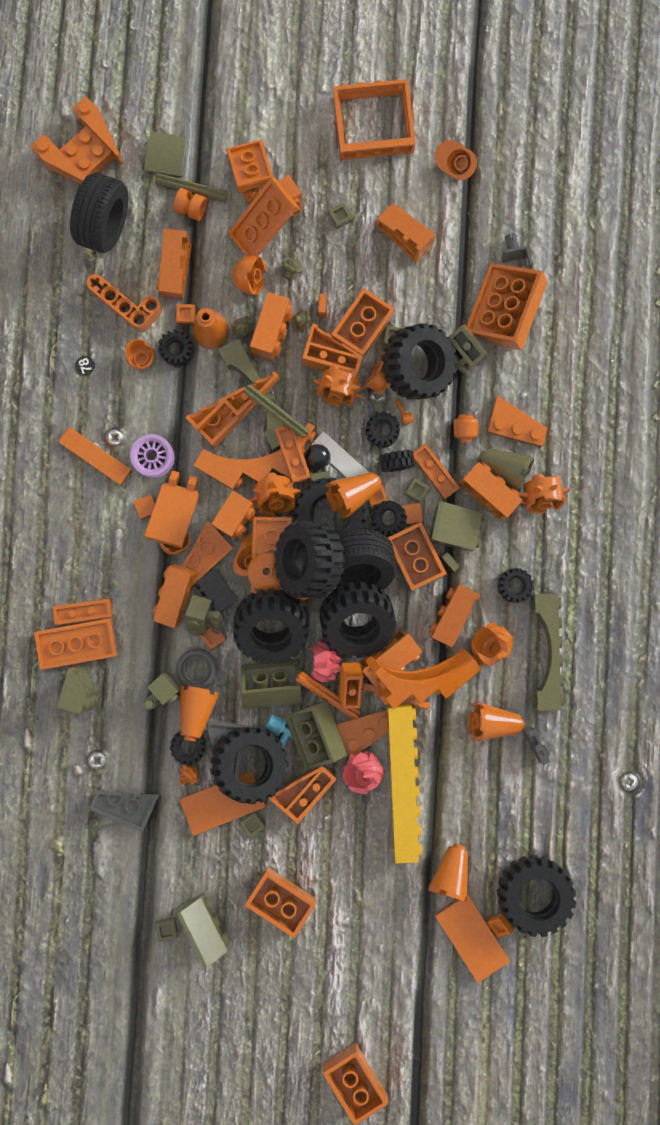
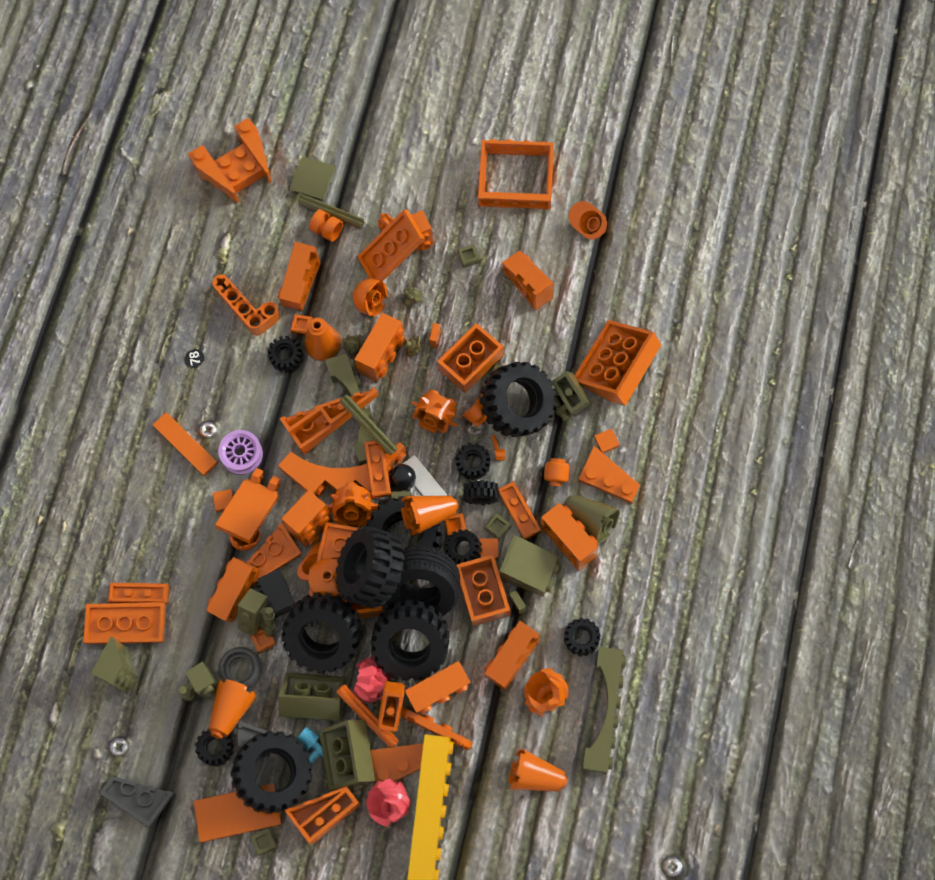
camera: 20 degrees right, 15 degrees down
(99, 212) = (237, 219): black tyre -> none
(139, 354) = (248, 354): orange hair -> none
(189, 775) = (208, 776): orange plant -> none
(249, 165) = (389, 198): orange tile -> none
(324, 351) = (428, 375): orange wedge -> none
(420, 684) = (489, 718): orange arch -> none
(508, 388) = (606, 441): none -> orange tile
(515, 252) = (632, 312): dark grey bracket -> none
(535, 743) = (574, 798): dark grey wing -> none
(543, 494) = (623, 547): orange brick -> none

